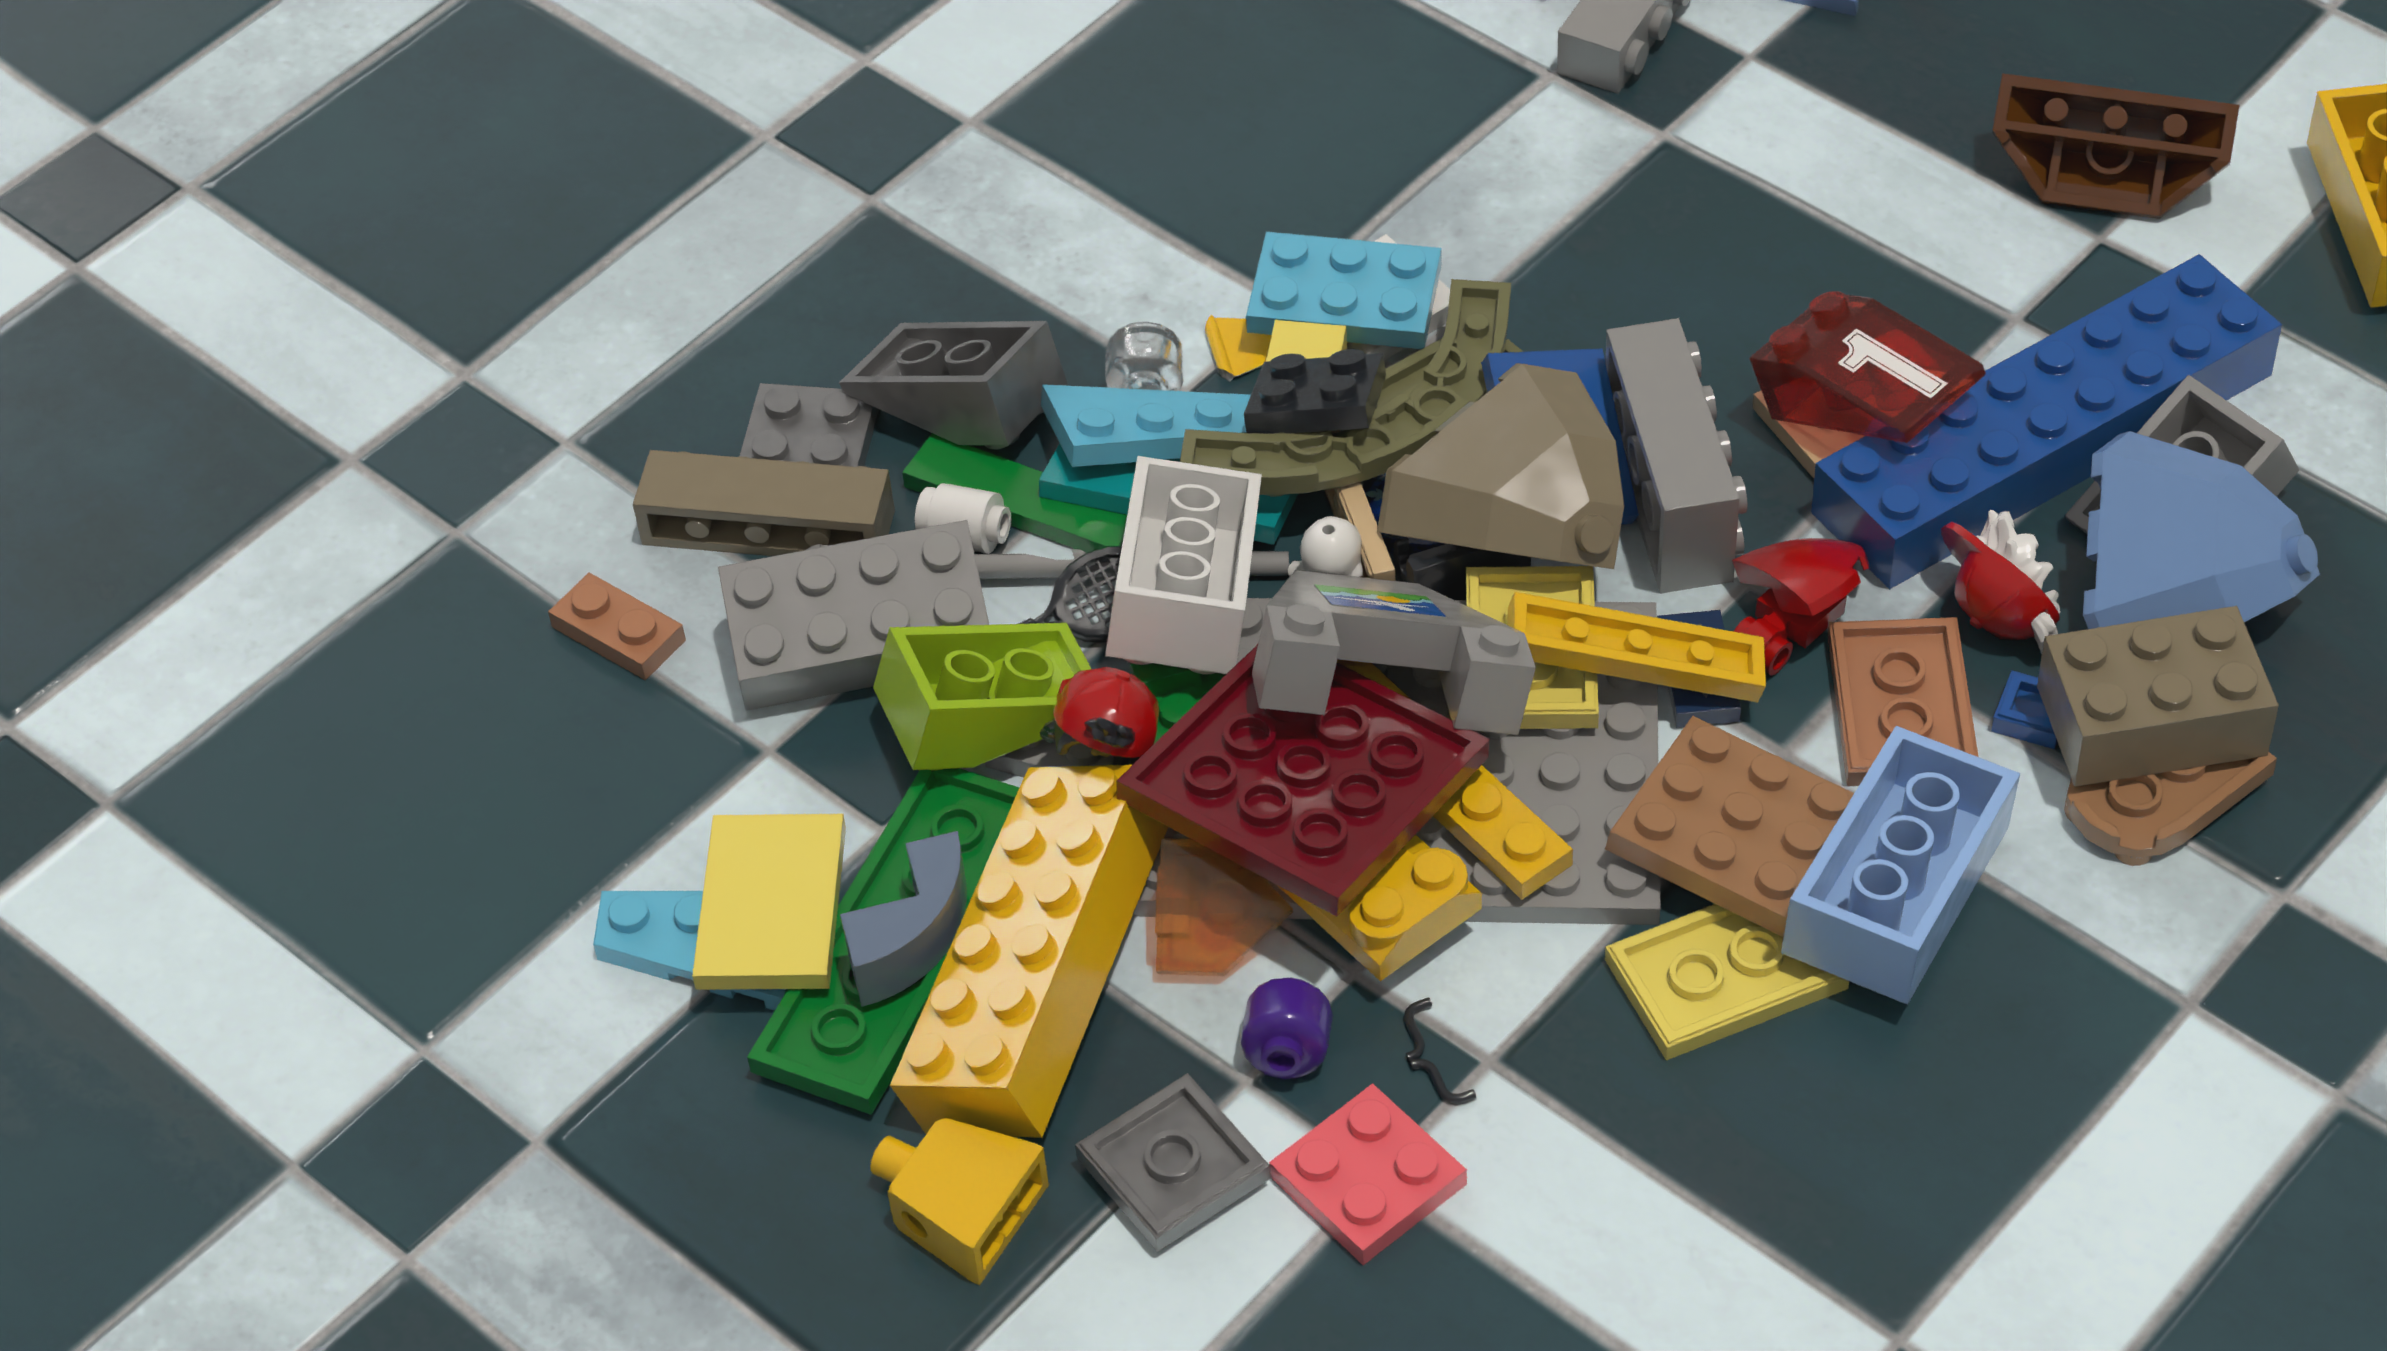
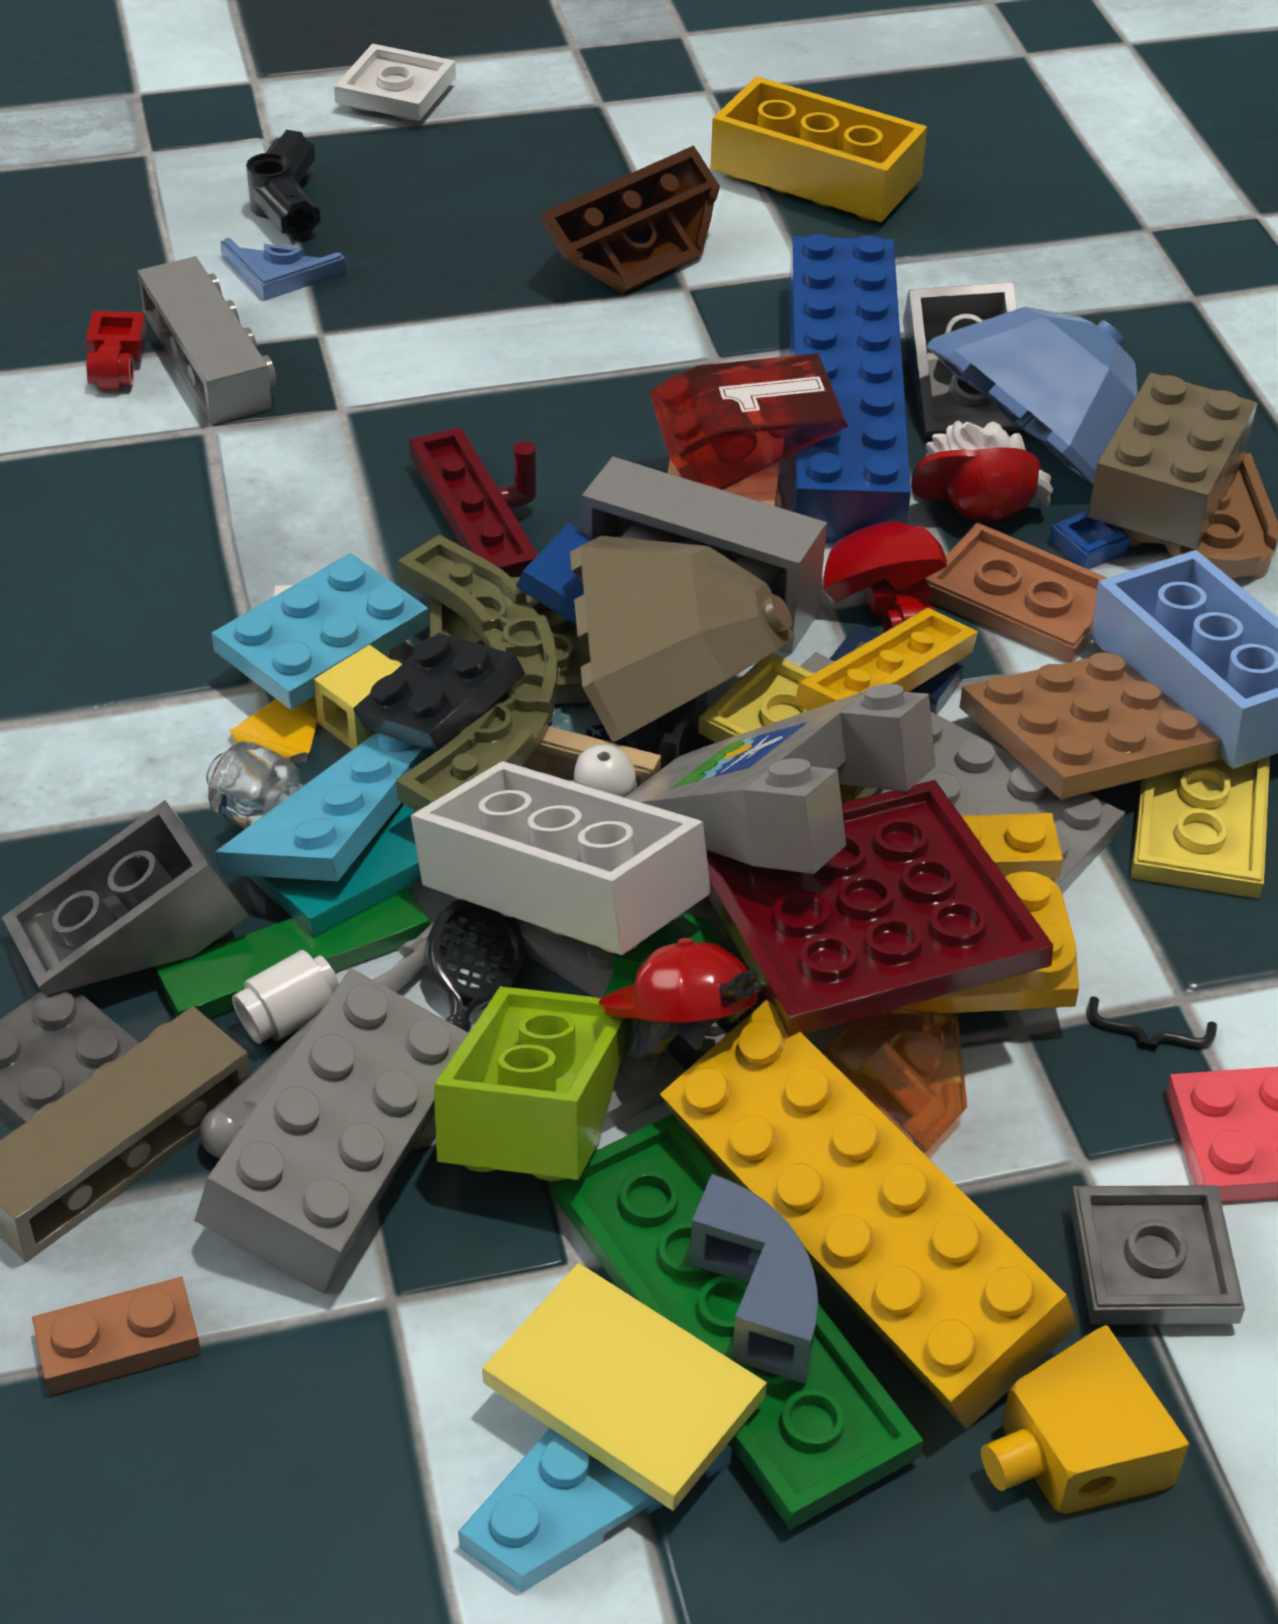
camera: 60 degrees left, 5 degrees down
(1286, 1023) = (1074, 1093): dark purple head -> none
(1619, 279) = (471, 500): none -> dark red plate

